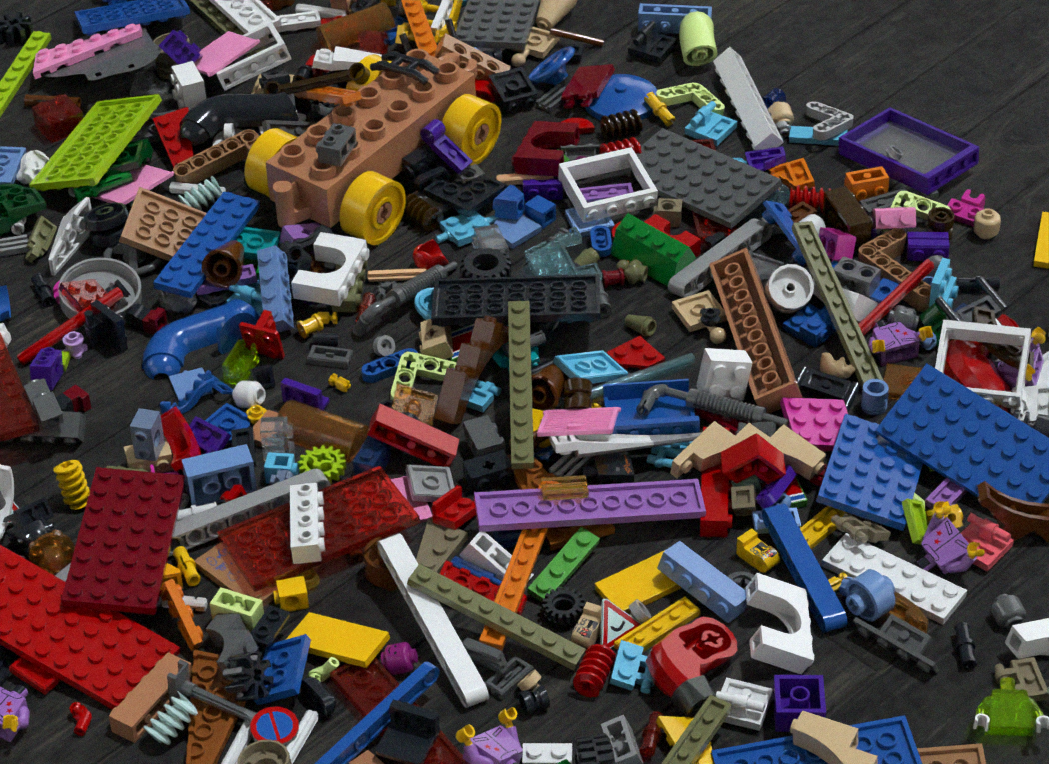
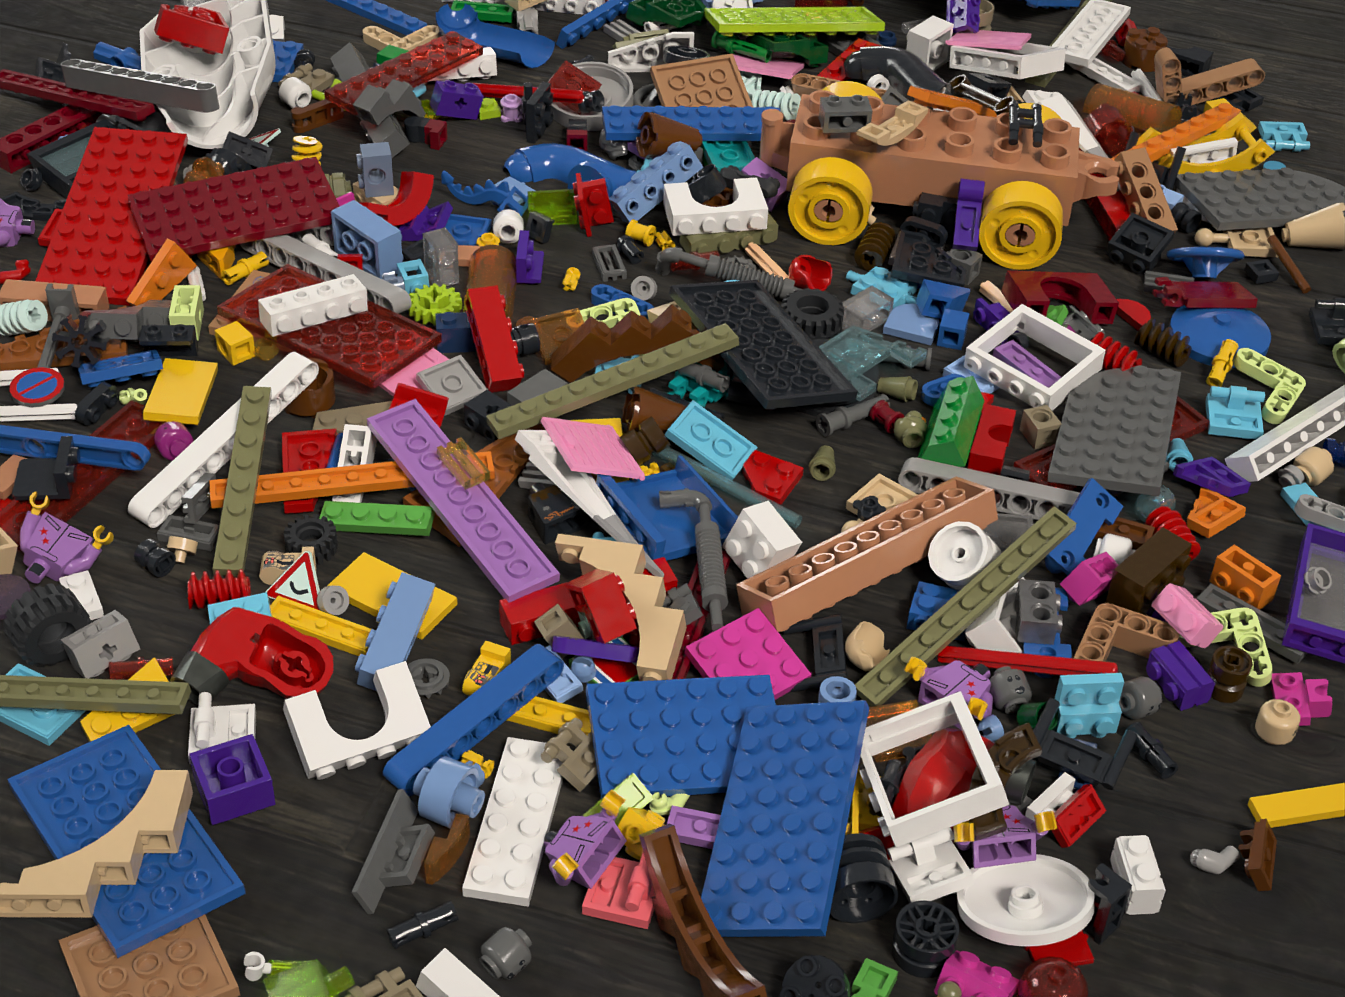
camera: 60 degrees right, 0 degrees up
(366, 127) = (895, 129): none -> tan slope

